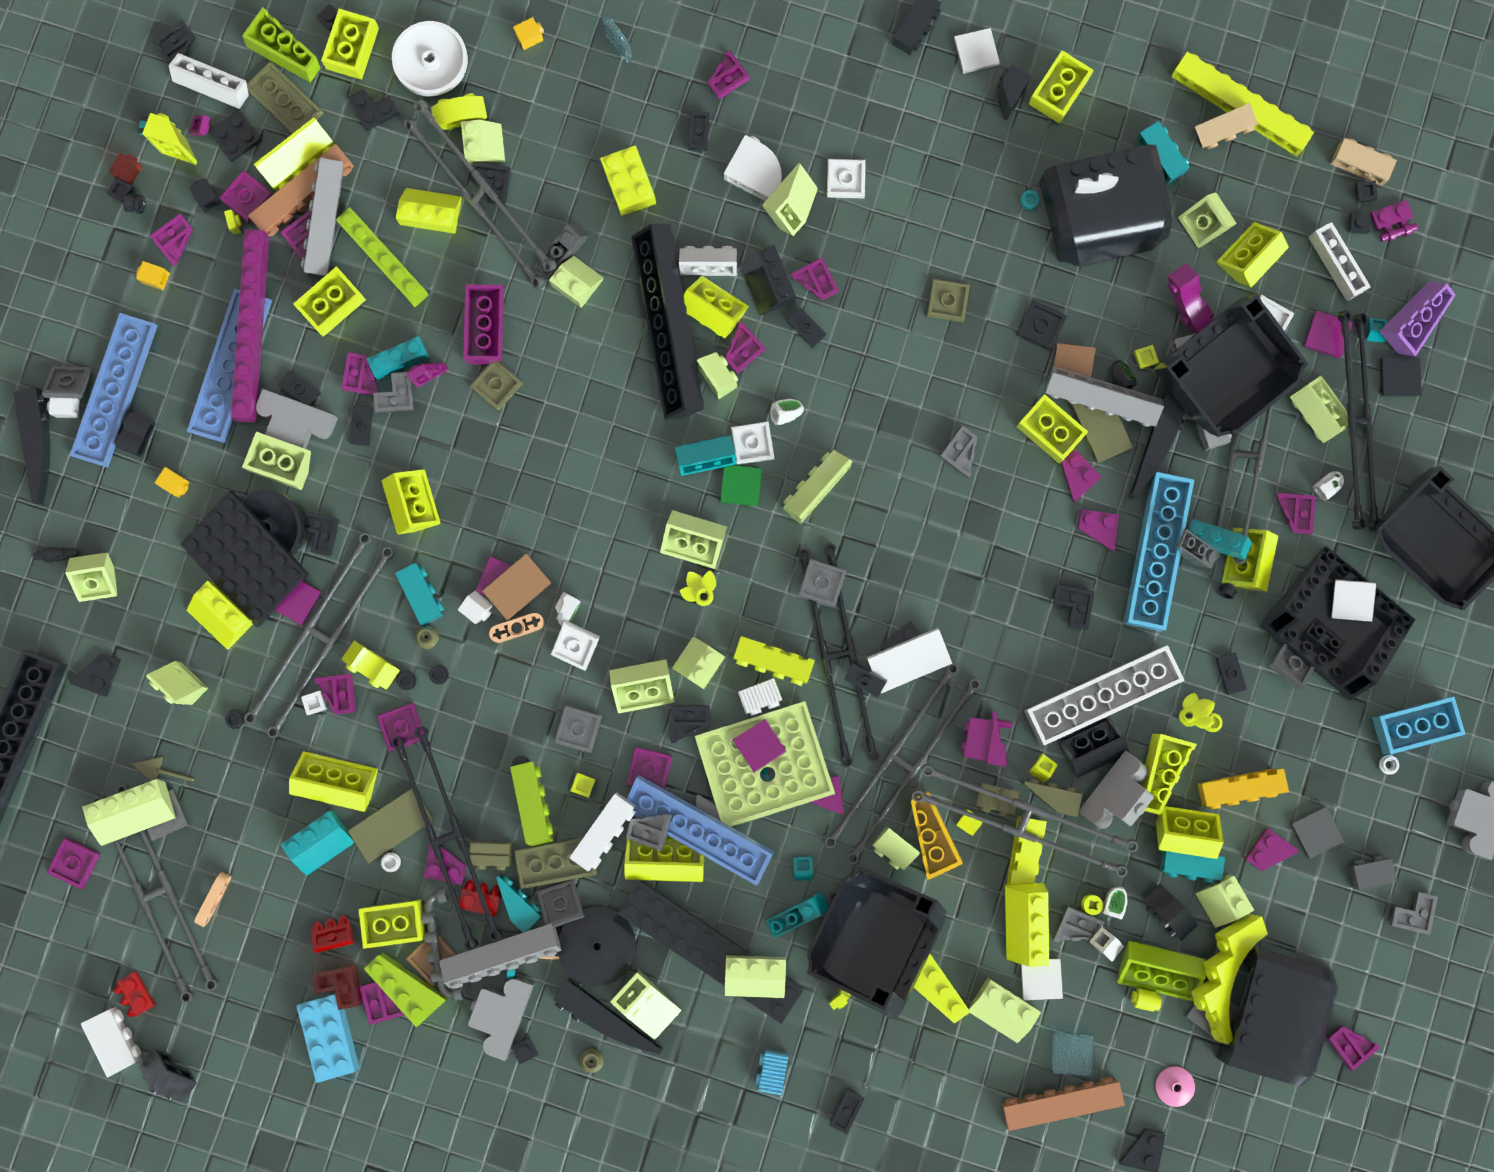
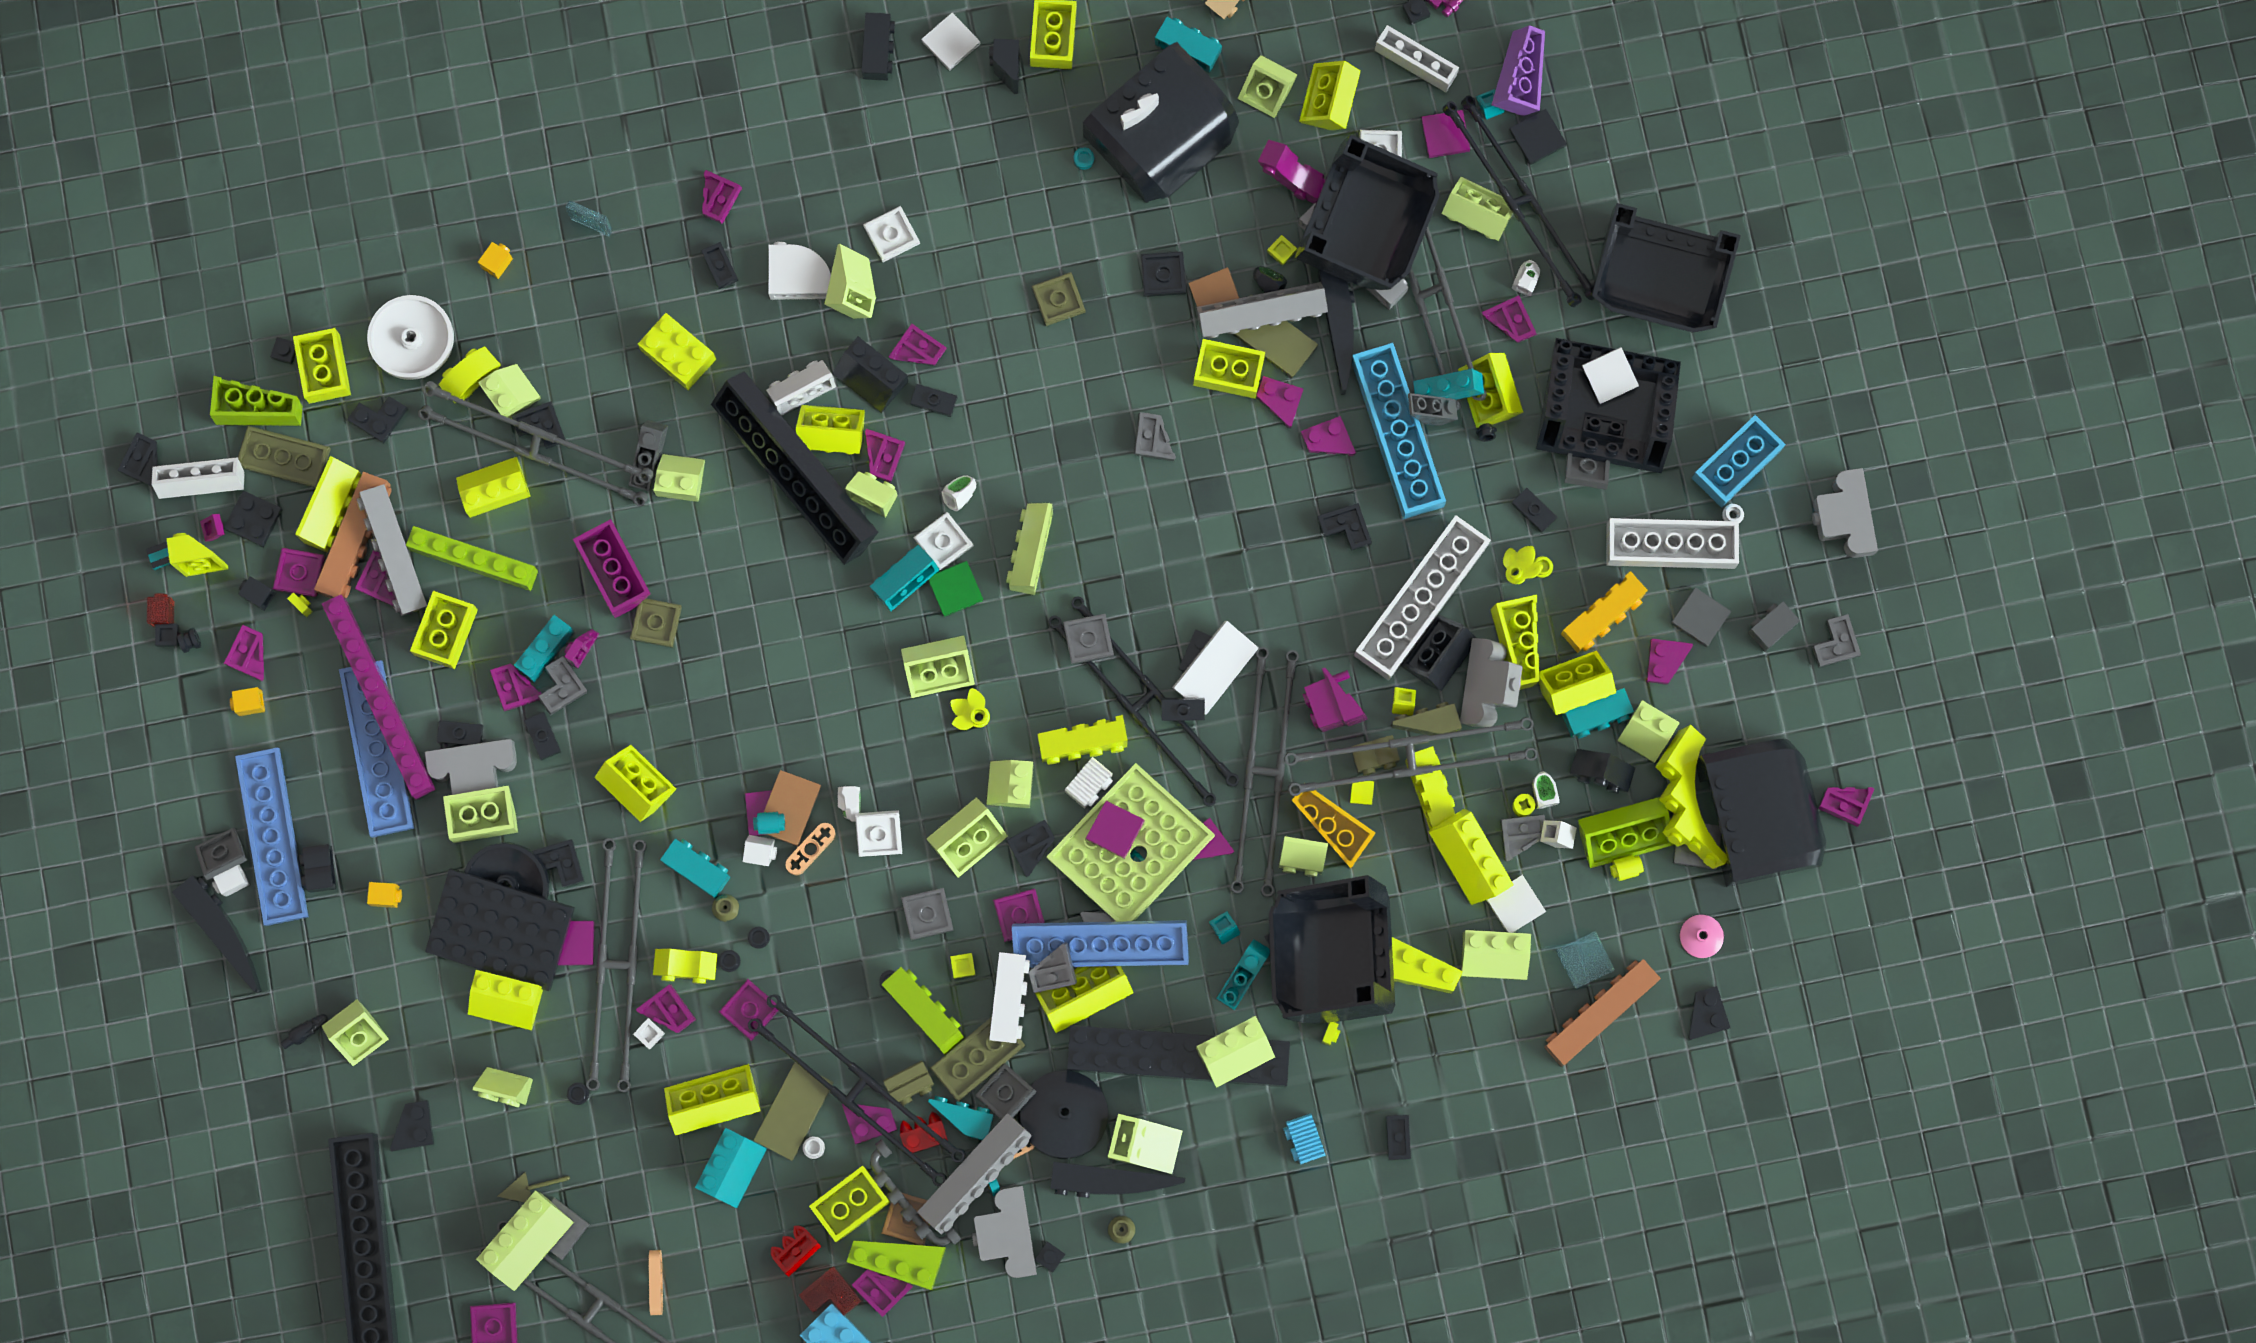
camera: 30 degrees left, 5 degrees down
(494, 591) = (769, 822): none -> teal brick
(1328, 762) = (1672, 543): none -> white brick

